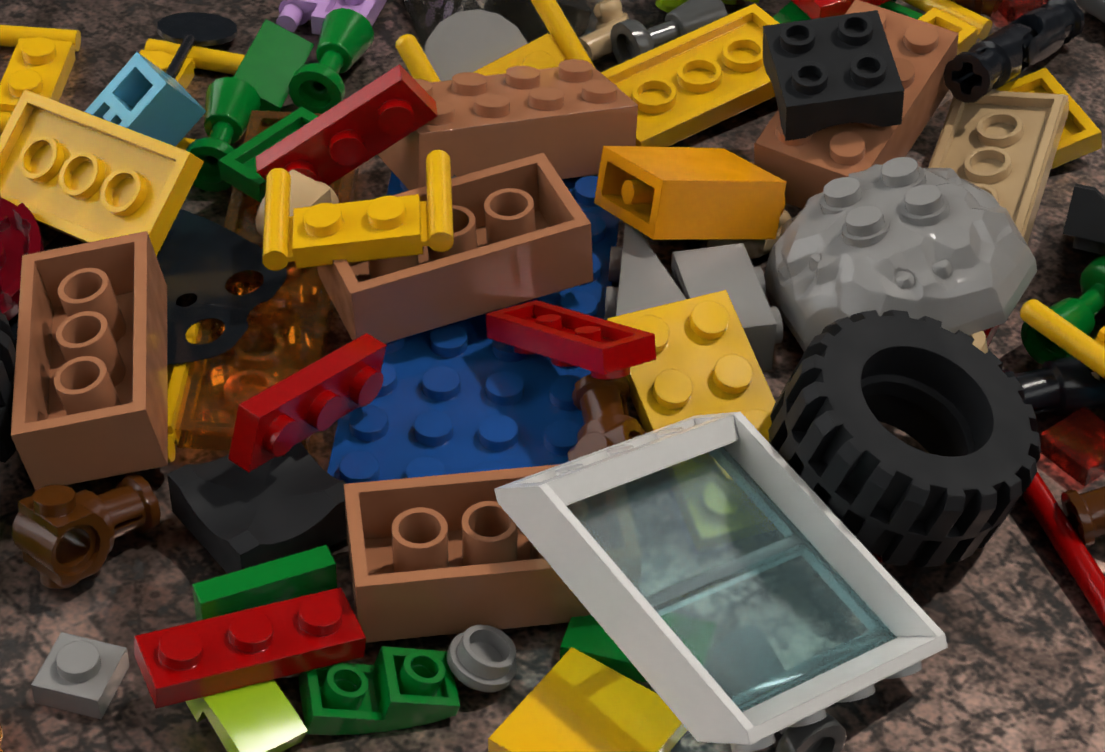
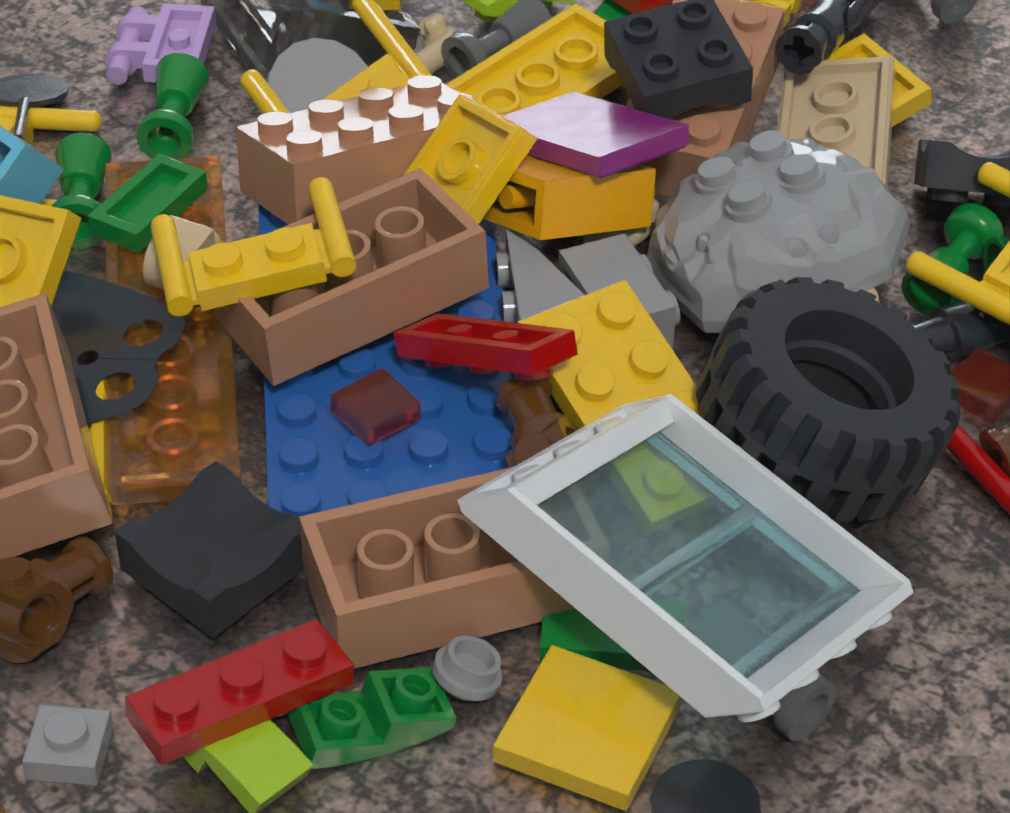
camera: 10 degrees left, 0 degrees up
(266, 583) = (238, 627): green tile -> none
(272, 63) = (115, 115): green tile -> none
(307, 402) = (243, 442): red plate -> none
(353, 129) = (225, 168): red plate -> none
(452, 385) = (375, 406): none -> clear red tile
(600, 148) = (473, 155): none -> yellow tile
(725, 138) = (597, 134): none -> magenta tile

